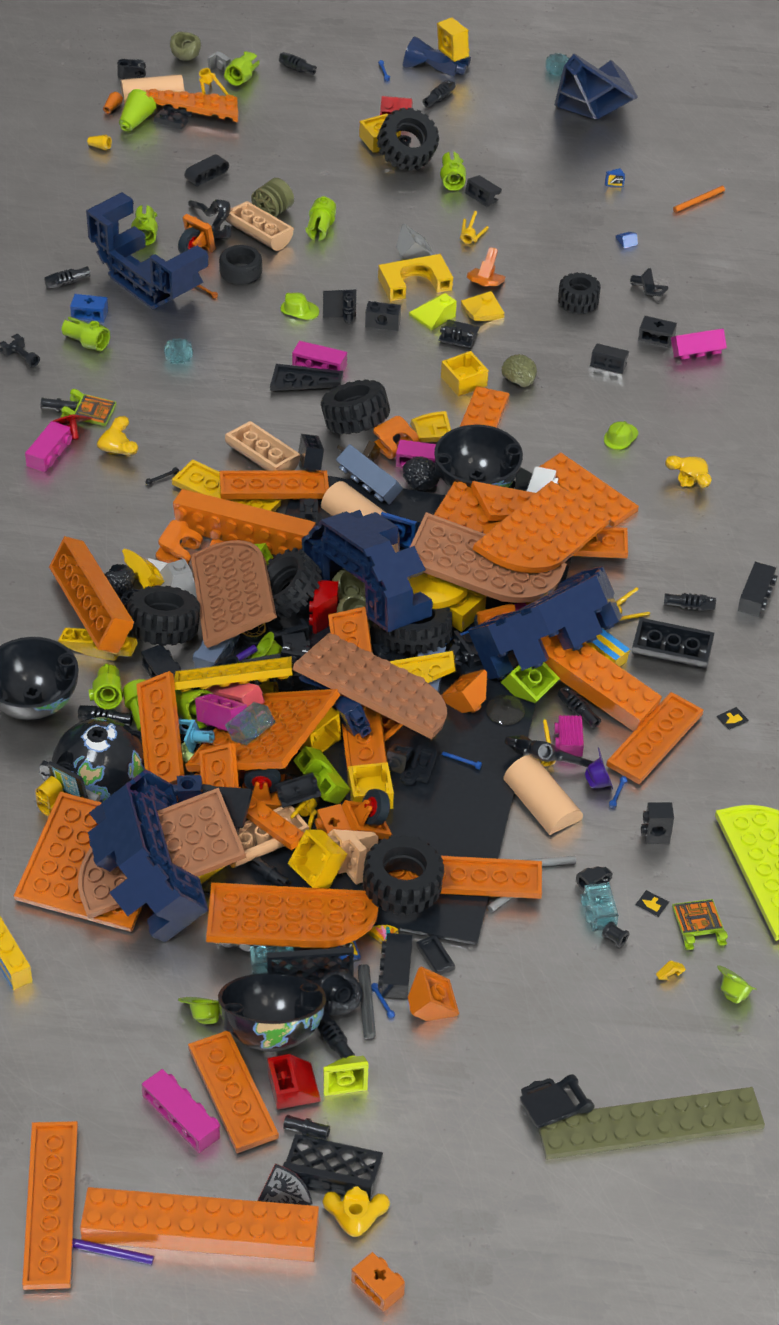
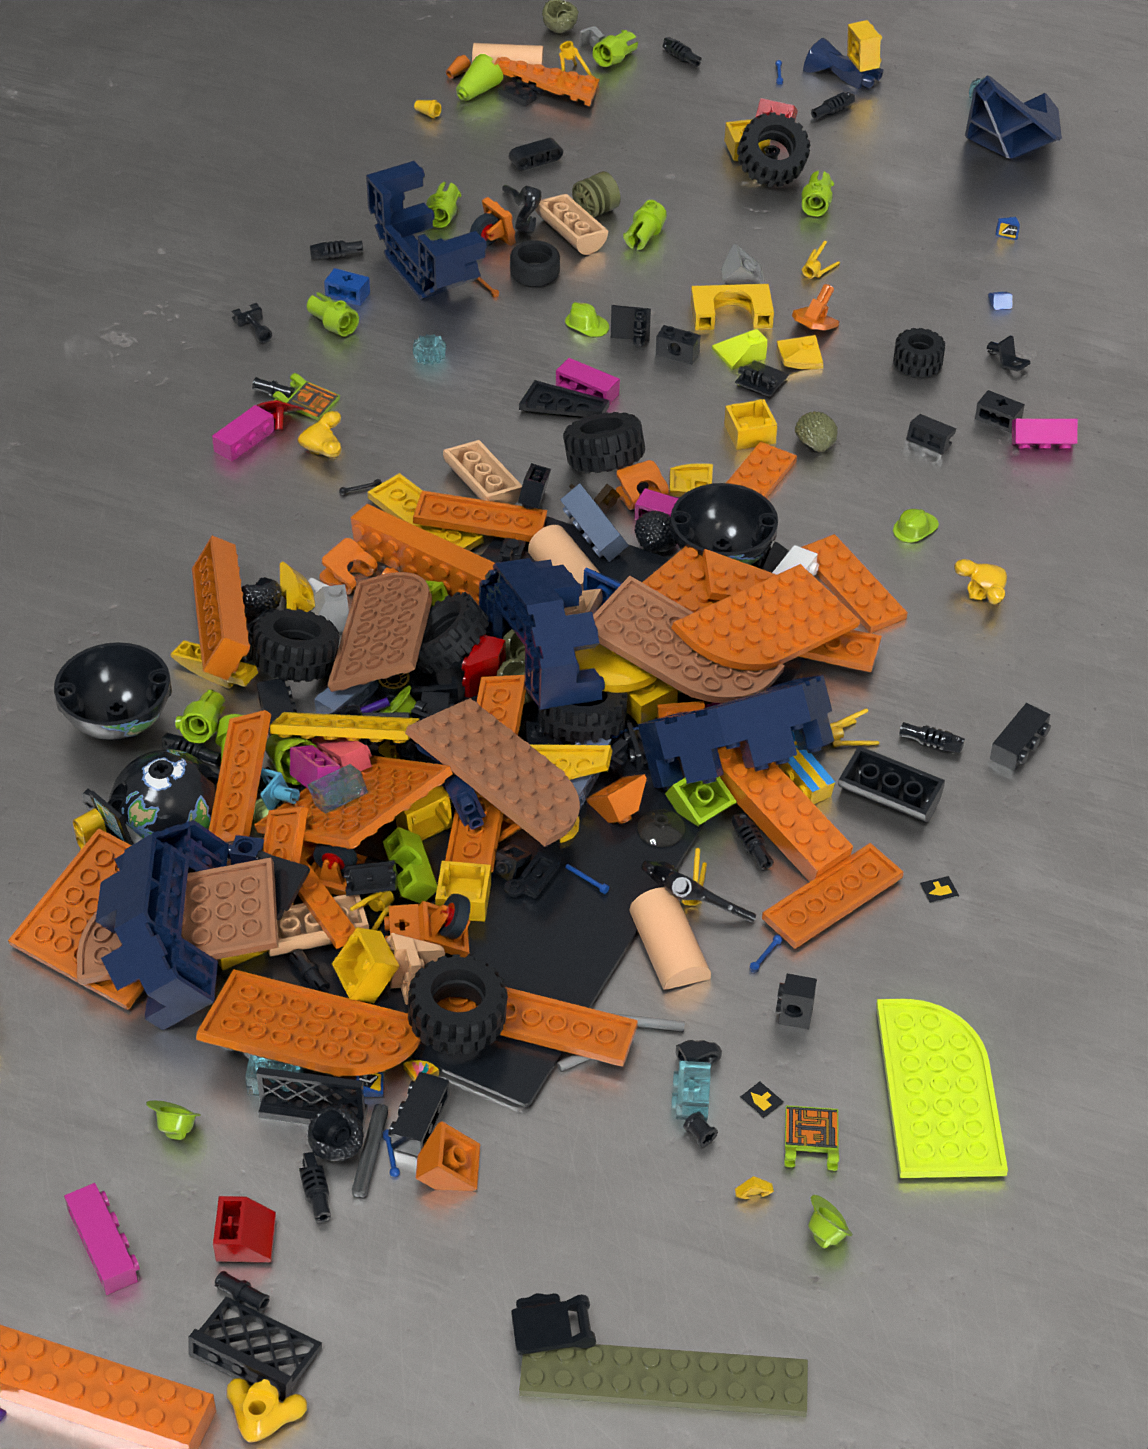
camera: 15 degrees right, 0 degrees up
(129, 68) = (490, 32): black piece -> none
(233, 1091) = (171, 1228): orange plate -> none
(271, 1010) = (241, 1137): black piece -> none
(285, 1187) = (184, 1363): shield -> none
(345, 1076) = (308, 1237): neon yellow slope -> none
(435, 955) = (473, 1111): black tile -> none
(482, 190) = (845, 220): black hinge -> none
(569, 734) = (728, 873): dark pink brick -> none
(597, 774) = (746, 924): dark purple piece -> none
(700, 198) = (1103, 266): orange bar -> none

